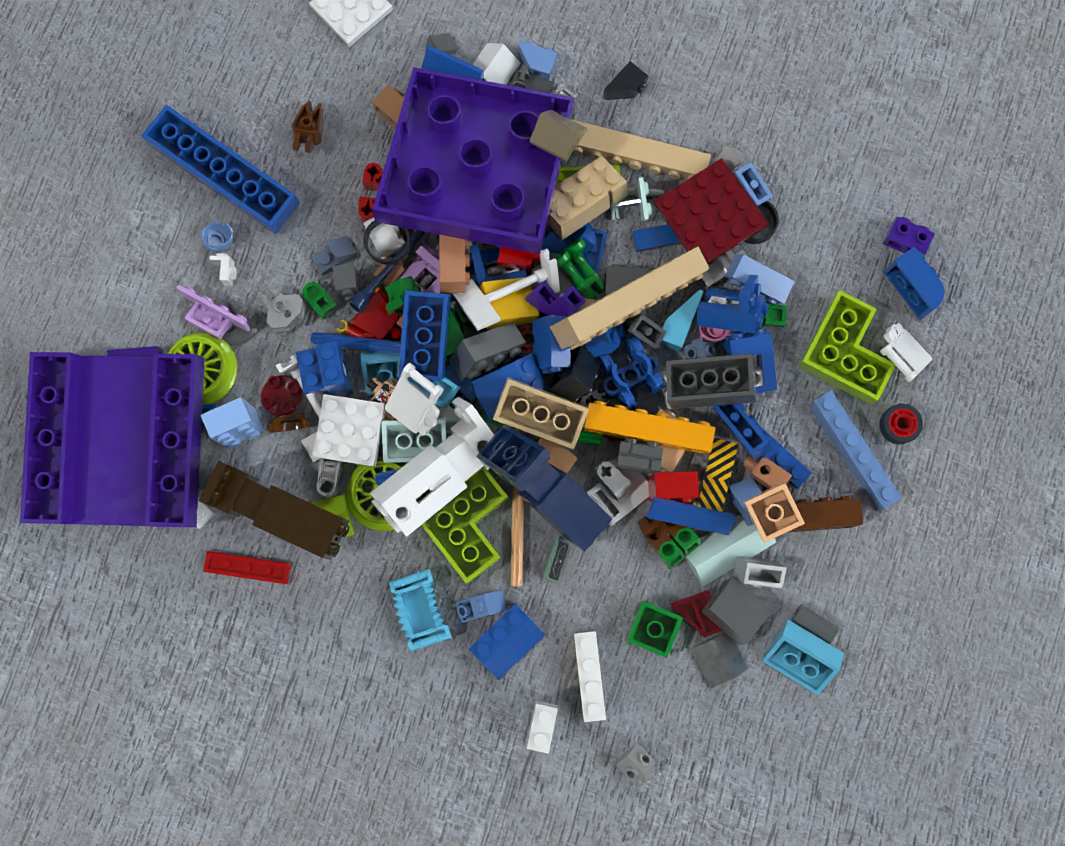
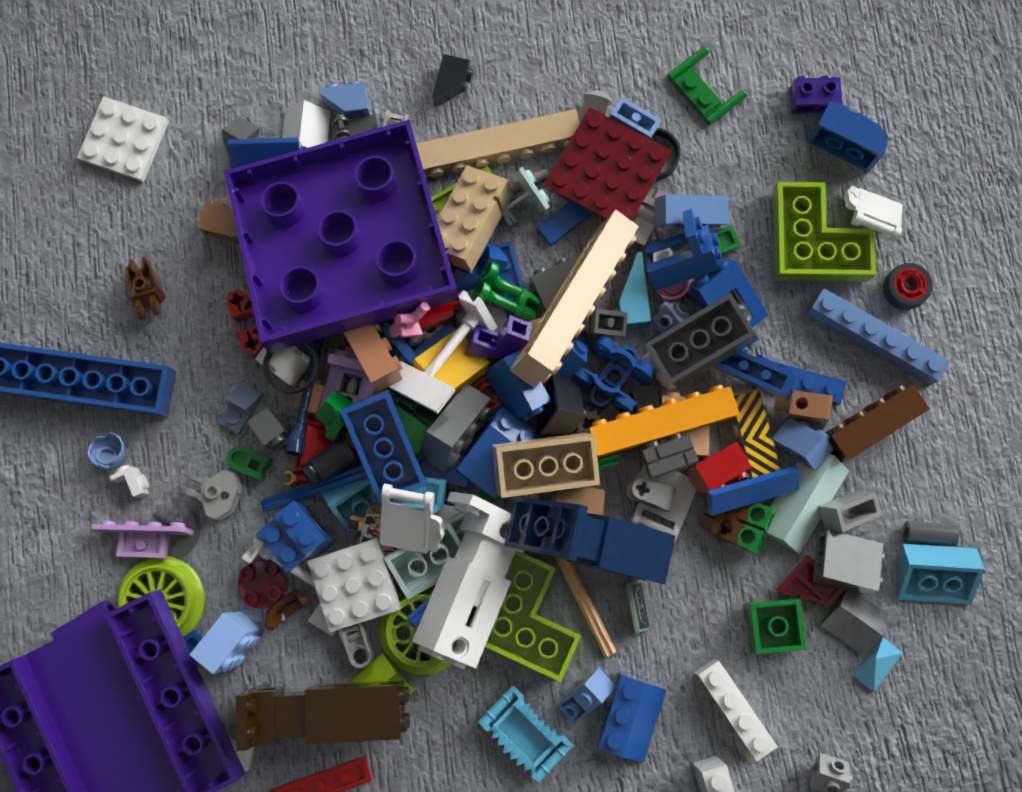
camera: 25 degrees left, 0 degrees up
(378, 328) = (329, 462): none -> black plant
(491, 252) = (407, 324): none -> bright pink arm
(557, 134) = (412, 166): dark tan slope -> none
(719, 702) = (877, 664): none -> medium azure slope
(773, 512) = (838, 444): light nougat brick -> none
(816, 189) = (698, 92): none -> green plate

